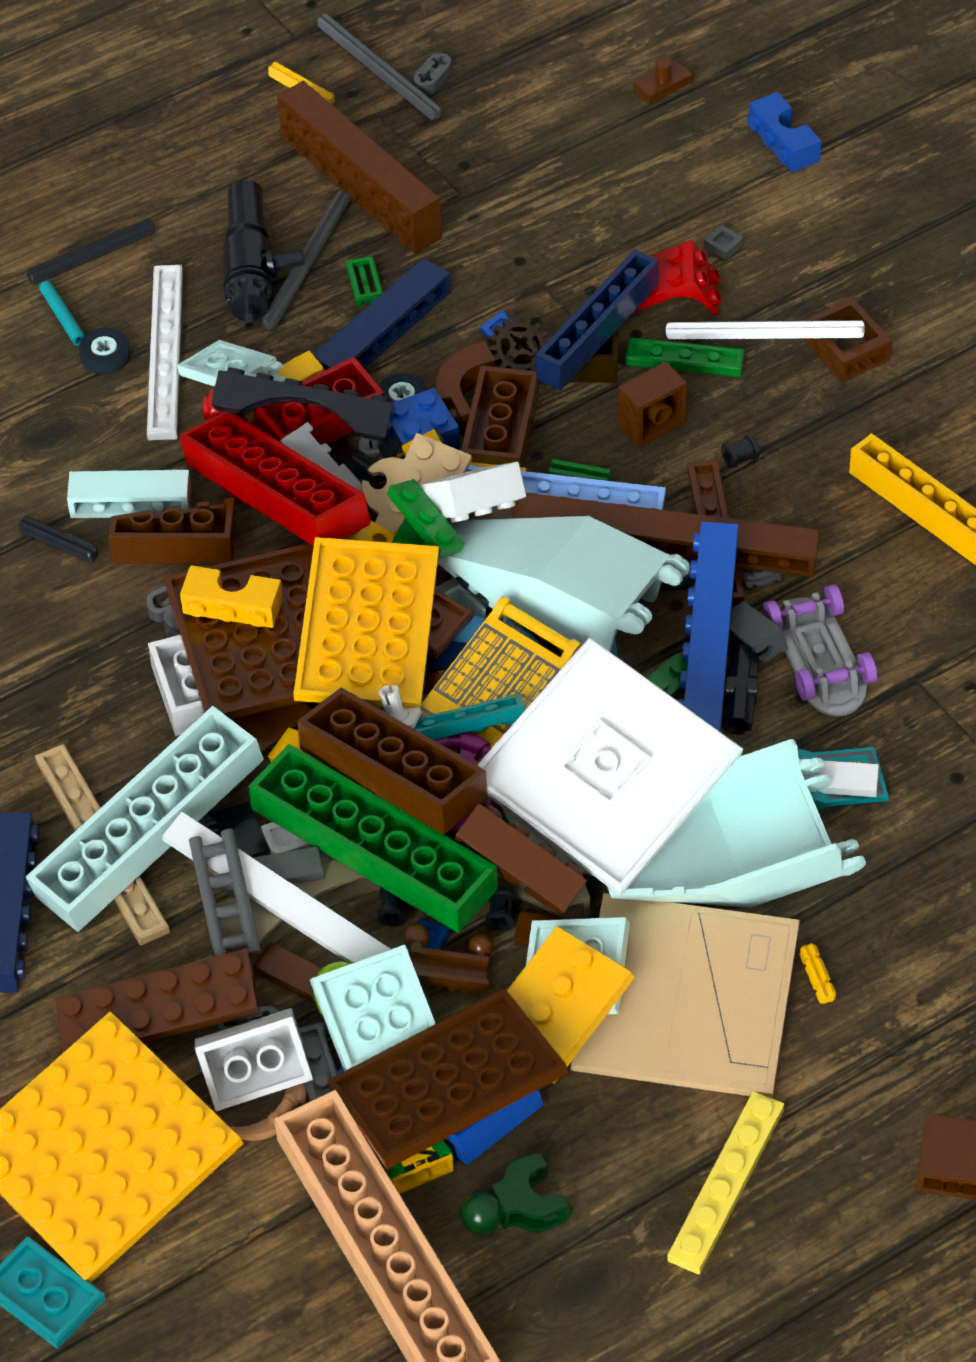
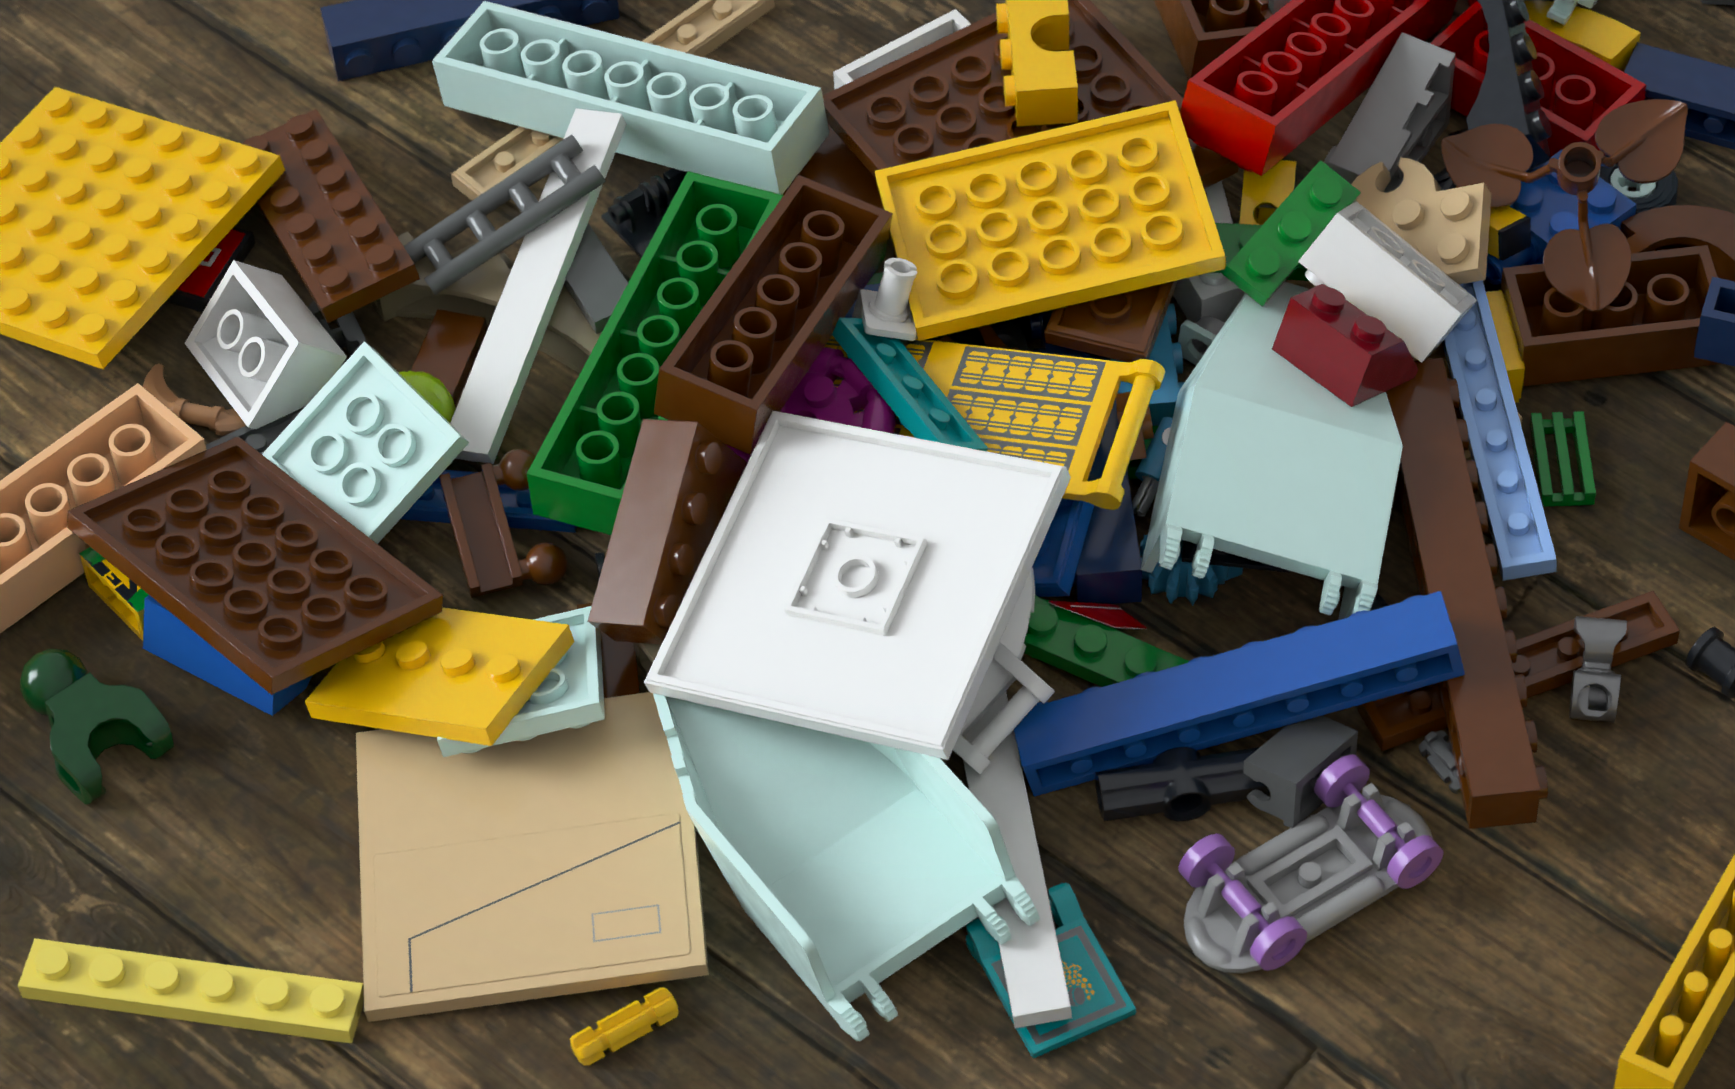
camera: 75 degrees right, 0 degrees up
(423, 356) = (1586, 262): none -> reddish brown plant
(515, 518) = (1342, 346): none -> dark red slope
(741, 503) = (1595, 685): none -> flat silver leg

